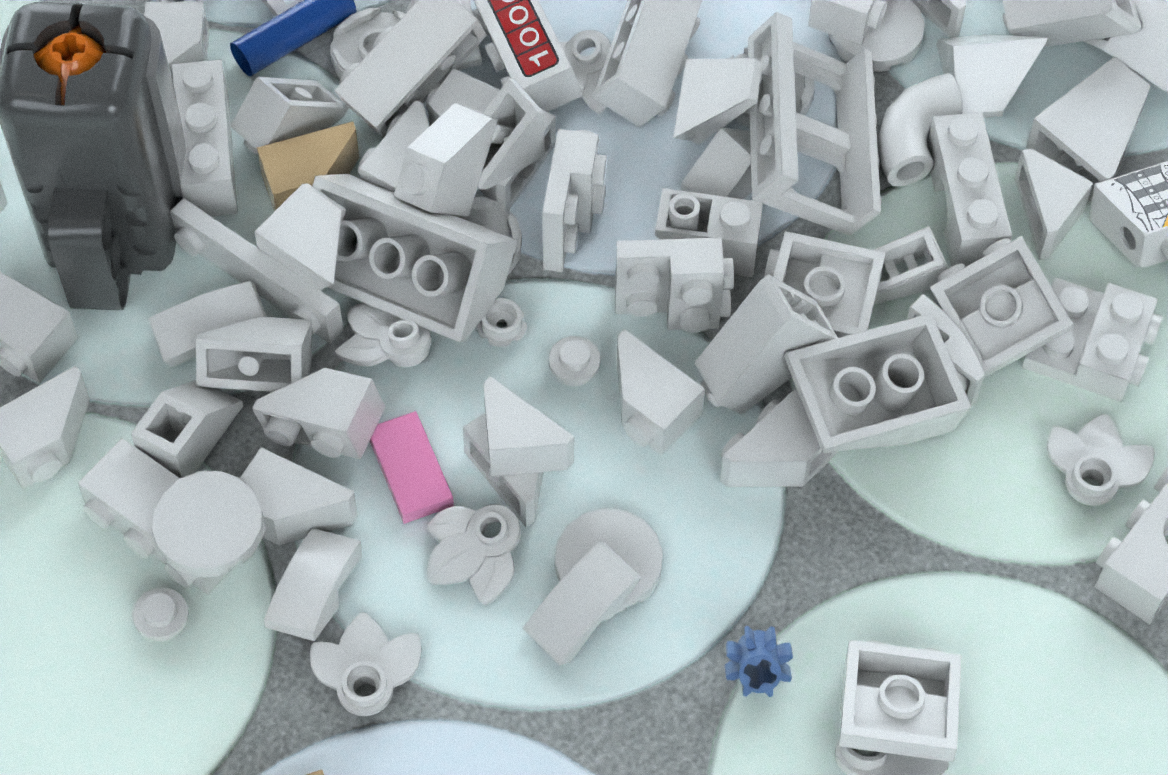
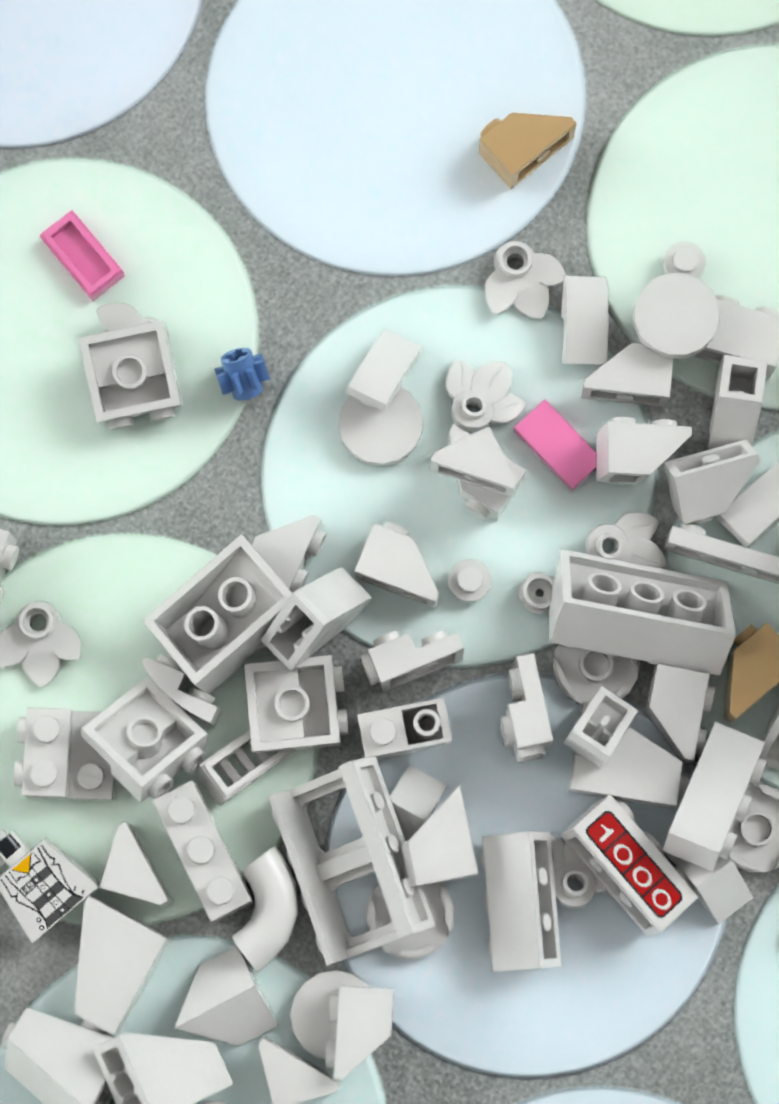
camera: 165 degrees right, 20 degrees up
(304, 235) = (719, 583): white slope -> none
(447, 162) = (635, 687): white slope -> none

